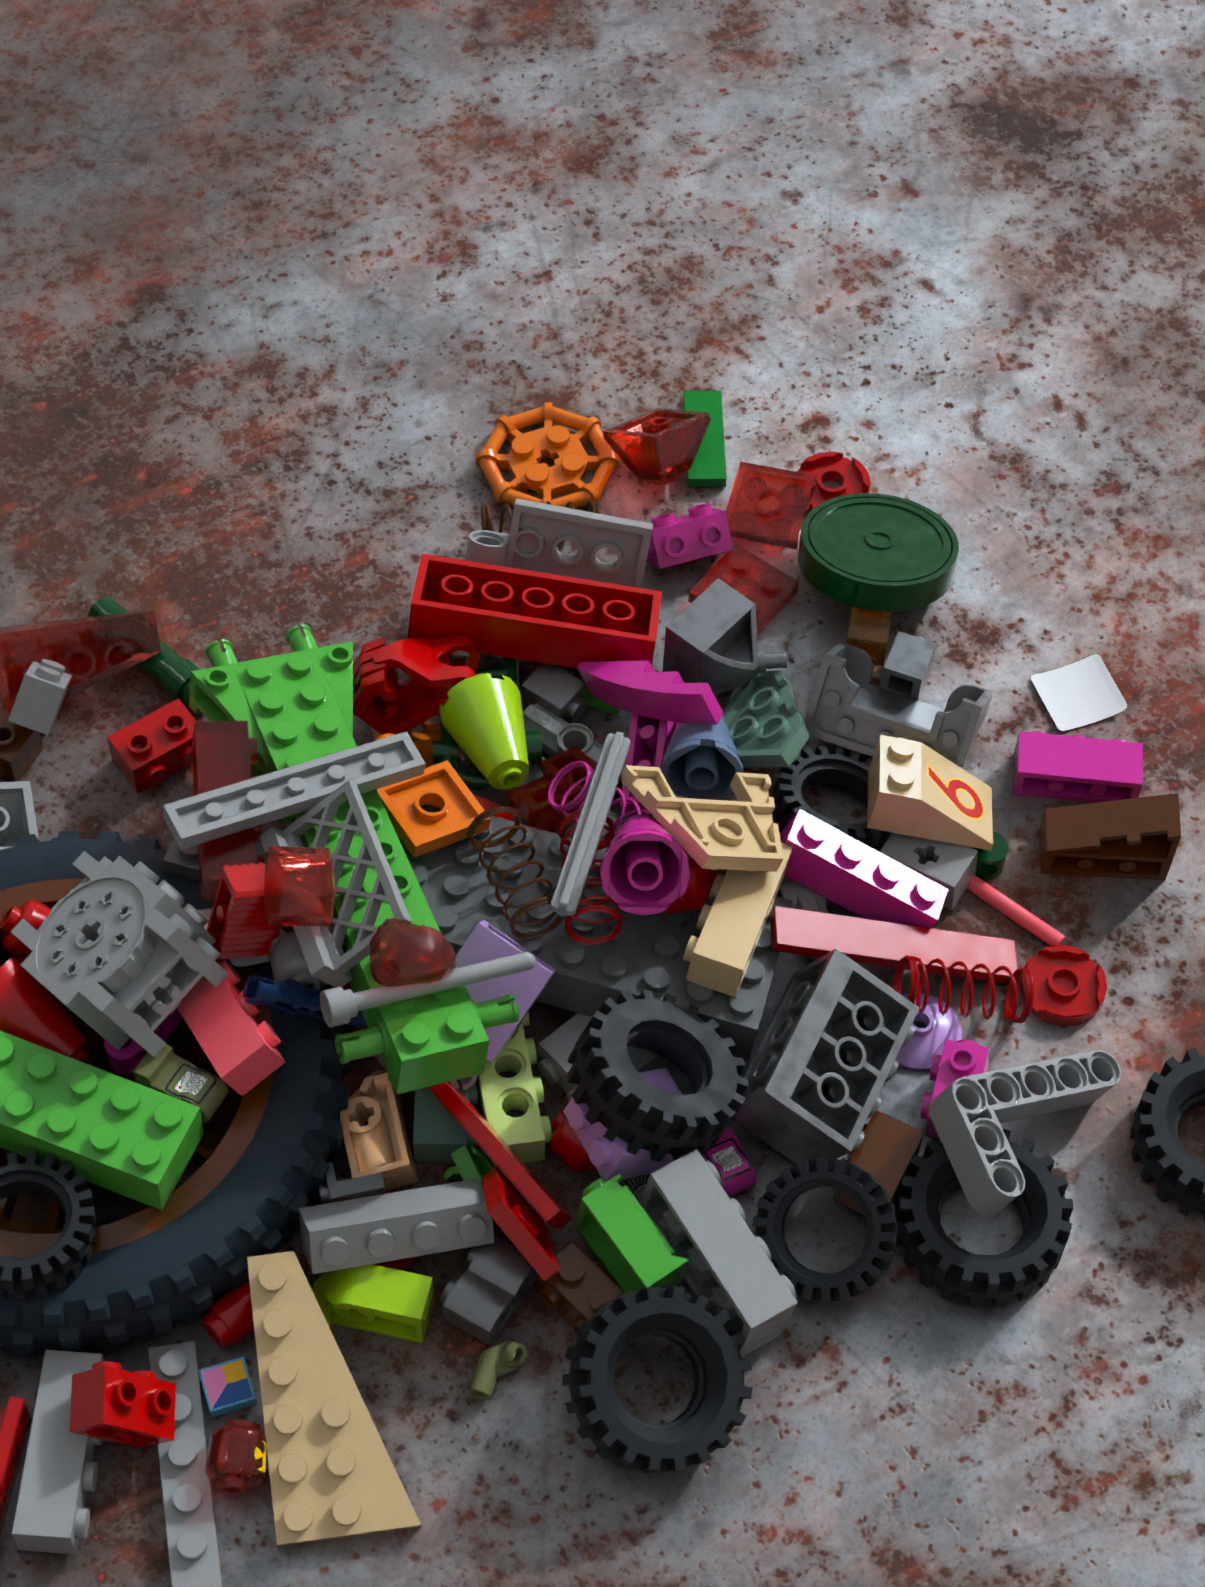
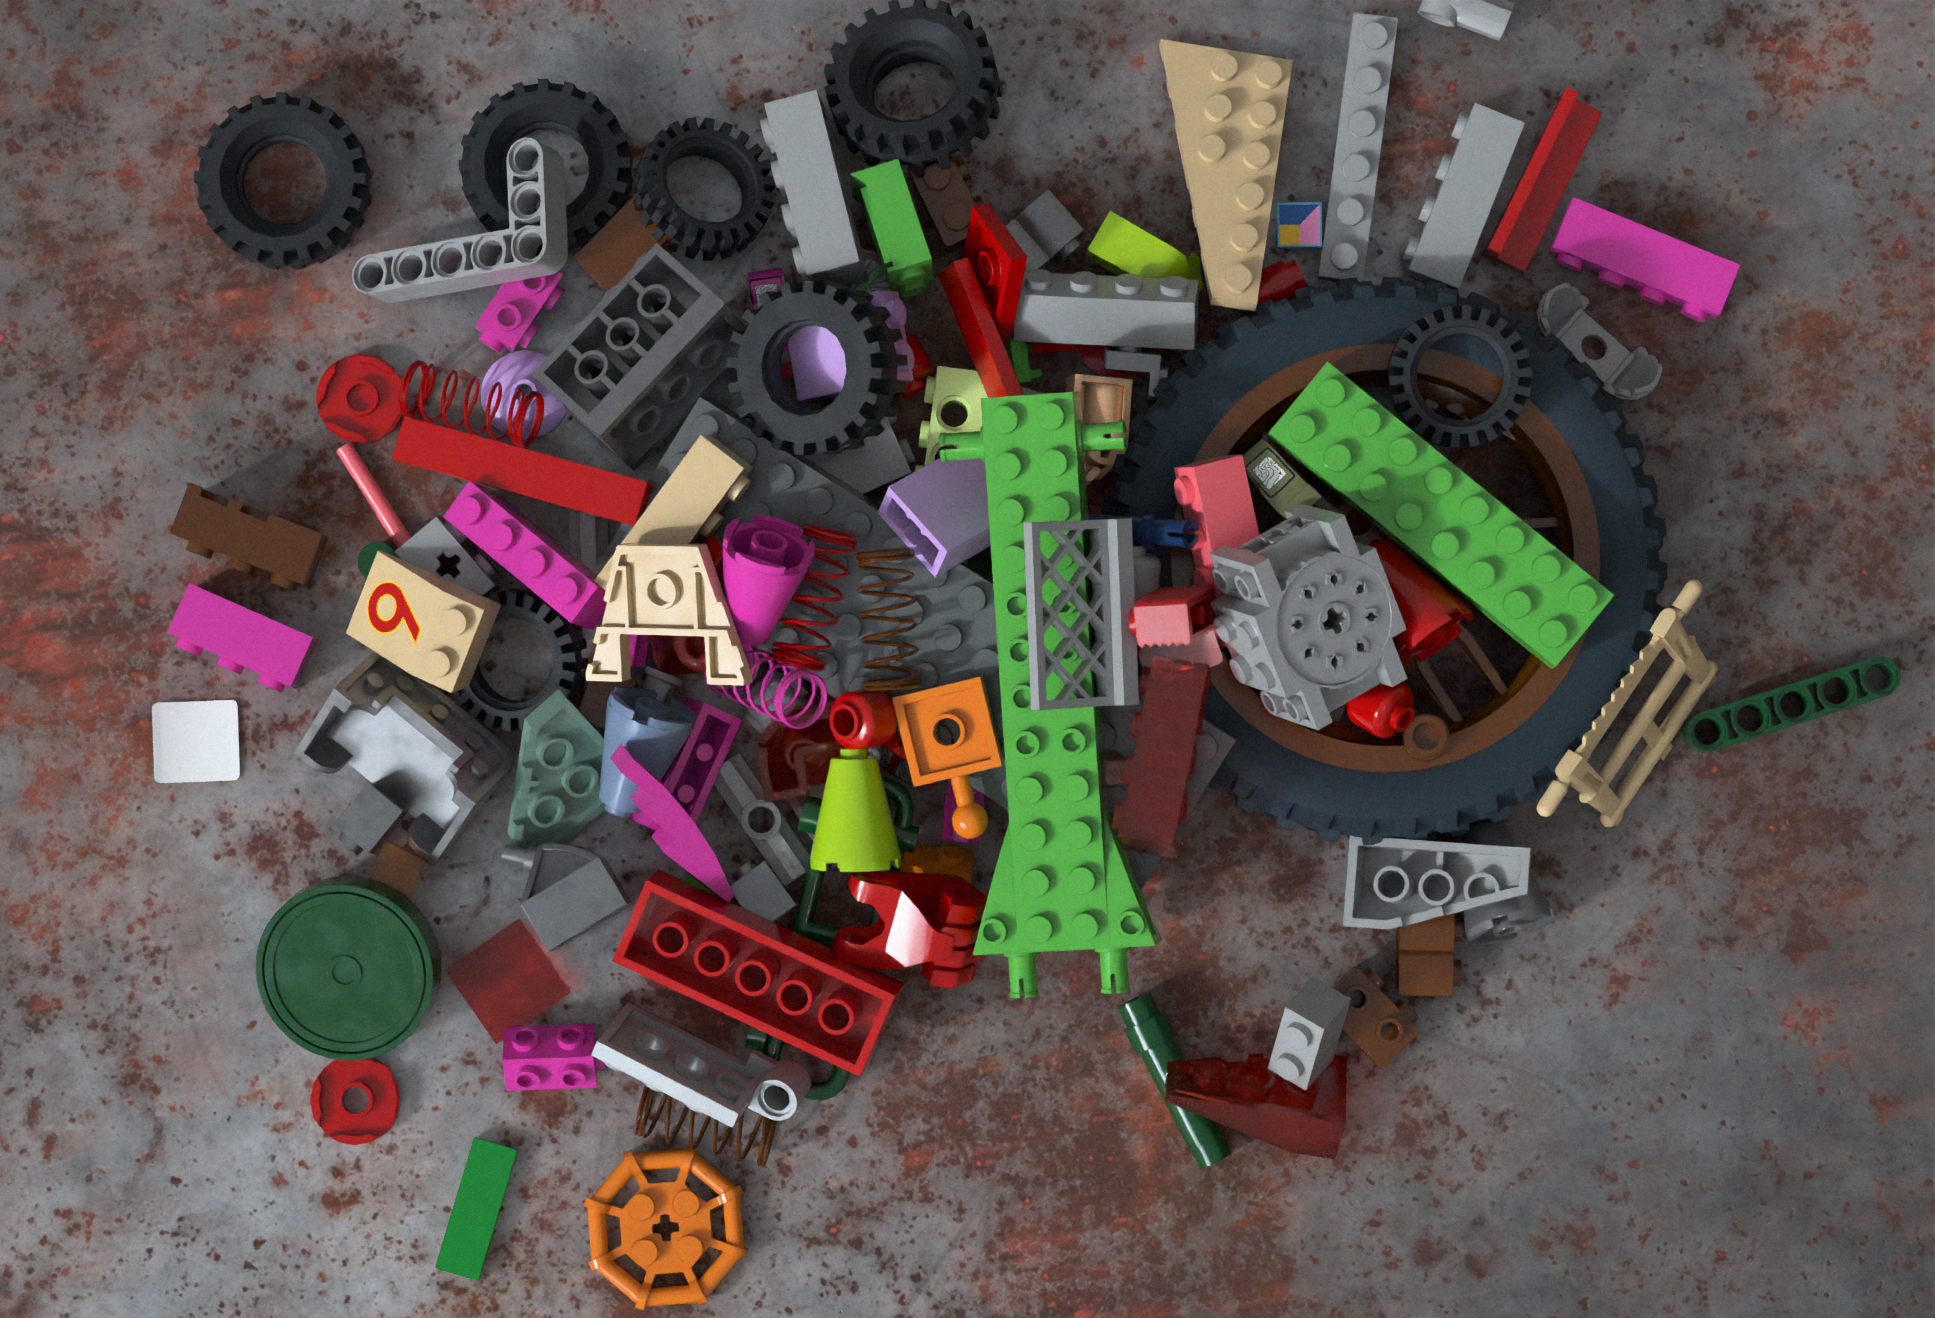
camera: 160 degrees left, 30 degrees up
(122, 1405) = (1401, 210): red brick -> none
(154, 746) = (1197, 955): red brick -> none
(237, 1456) = (1308, 146): clear red head -> none
(291, 790) = (1091, 735): light grey plate -> none
(299, 886) = (1119, 610): clear red piece -> none
(341, 1005) = (1113, 458): light grey piece -> none
(409, 954) = (1034, 486): clear red hair -> none
(496, 1363) = (1048, 173): olive arm -> none
(513, 789) = (862, 719): none -> red head
(590, 825) = (799, 633): light grey axle -> none
(659, 442) = (533, 1209): clear red slope -> none
(769, 504) = (442, 1079): clear red plate -> none

